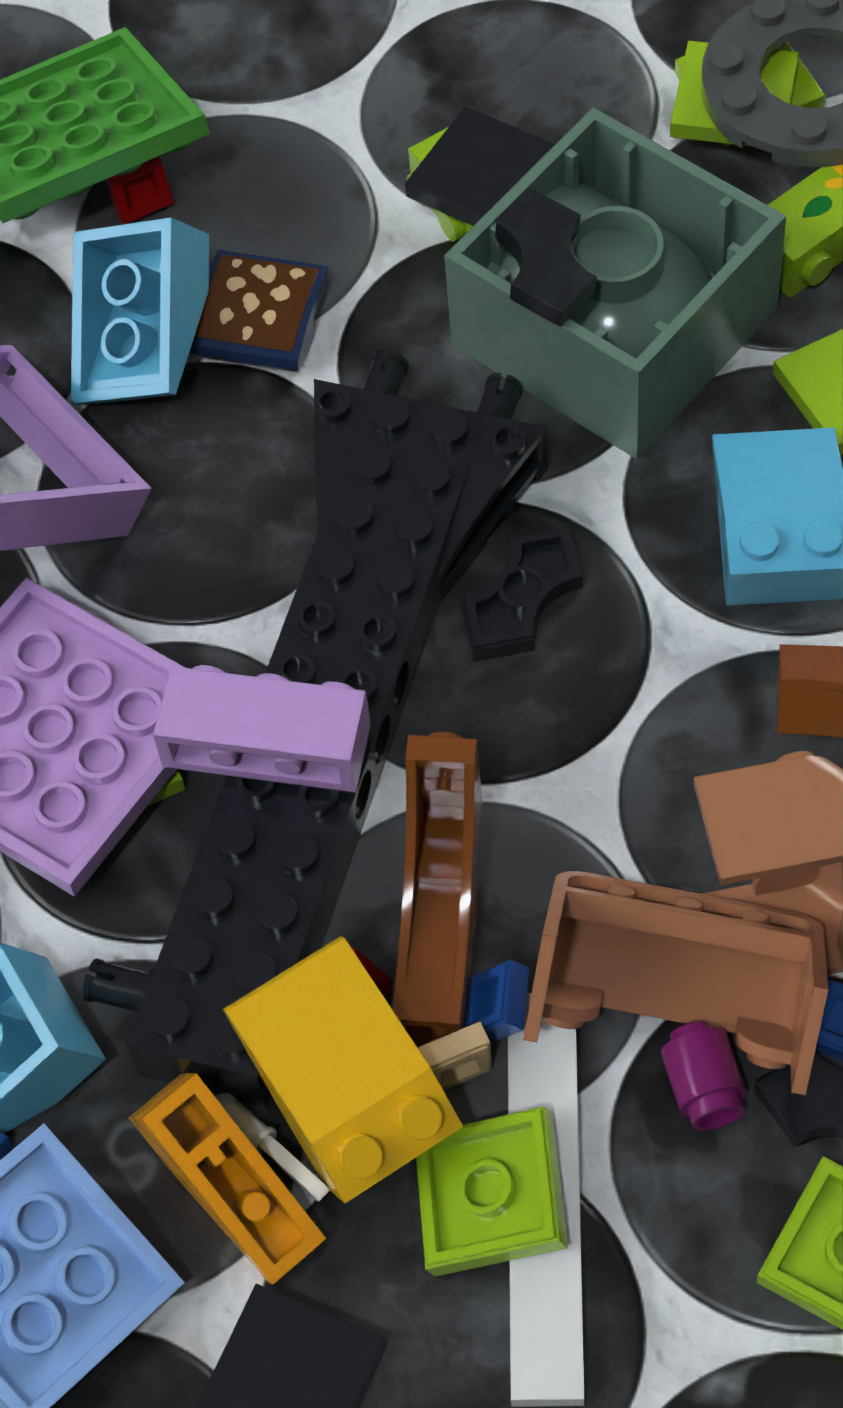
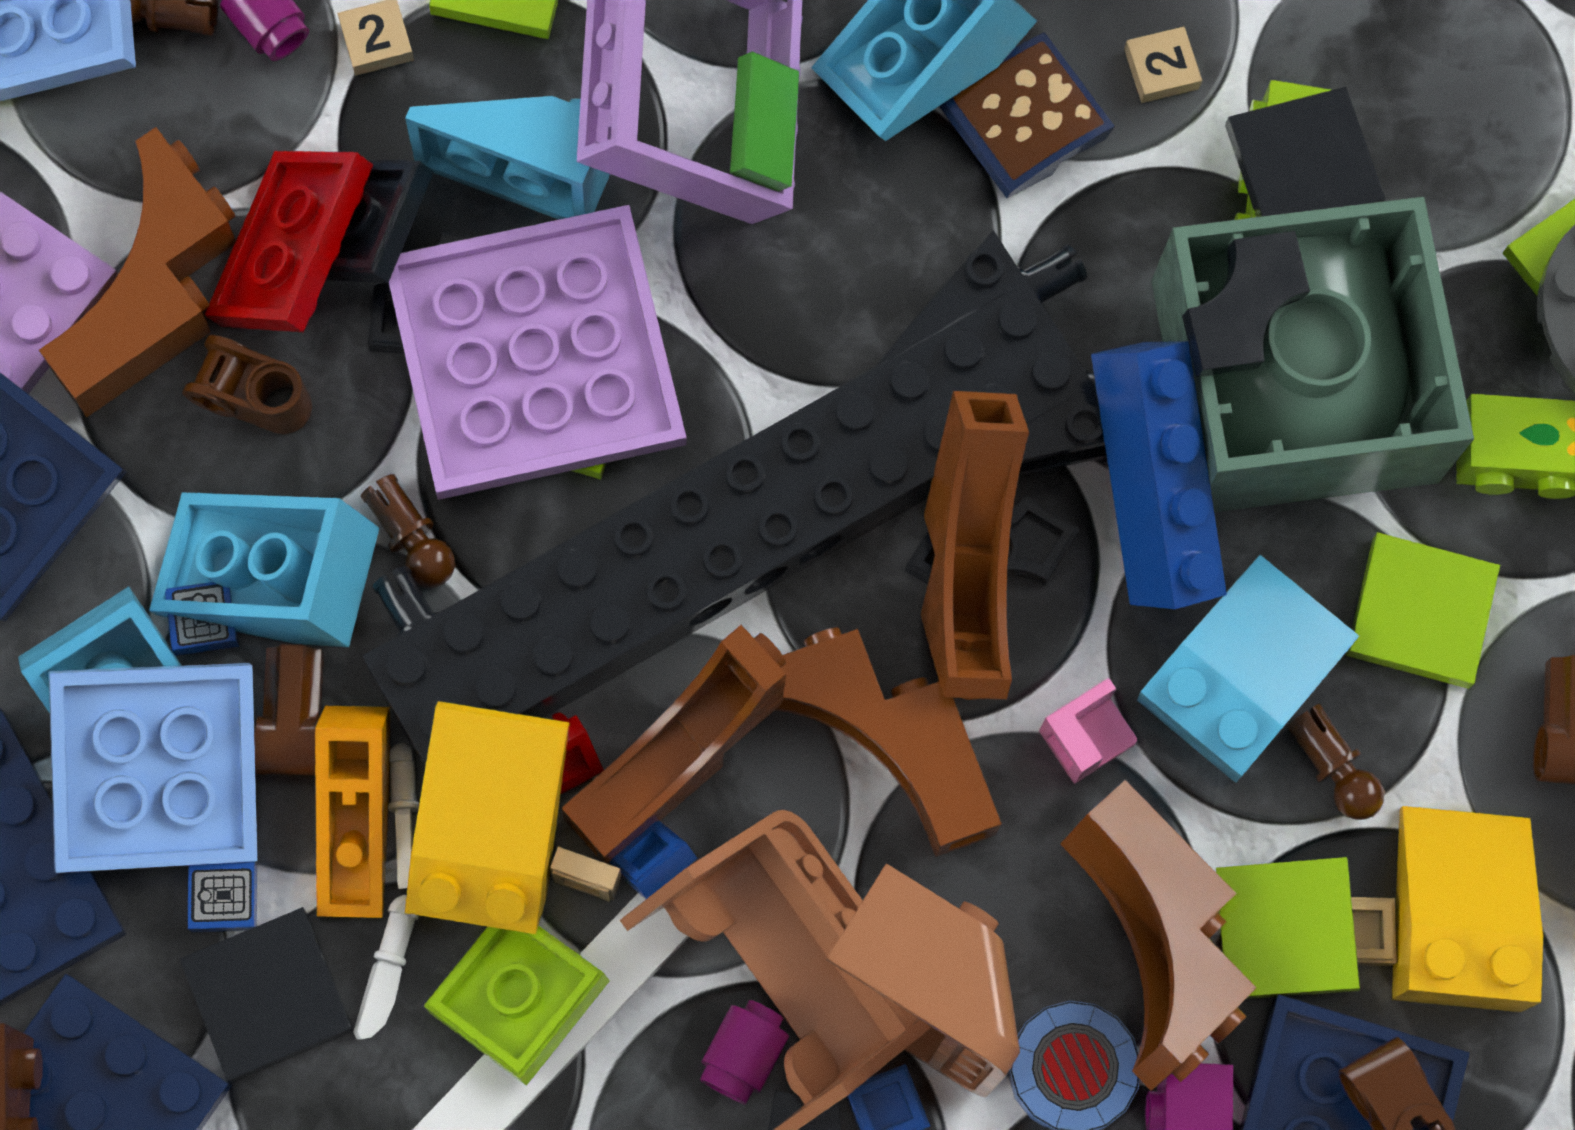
camera: 30 degrees right, 15 degrees up
(71, 940) = (428, 559): none -> reddish brown pin
(76, 439) = (764, 122): none -> bright green tile
(114, 1155) = (290, 710): none -> reddish brown piece
(181, 1338) = (222, 897): none -> tile
(263, 728) = (668, 504): lavender brick -> none
(321, 210) = (1163, 64): none -> tan tile
(369, 1273) = (386, 972): none -> white piece
(497, 570) = (970, 535): none -> dark orange arch
(592, 754) = (911, 735): none -> dark orange arch
(594, 426) = (1159, 474): none -> blue brick
(715, 650) = (1088, 732): none -> bright pink panel

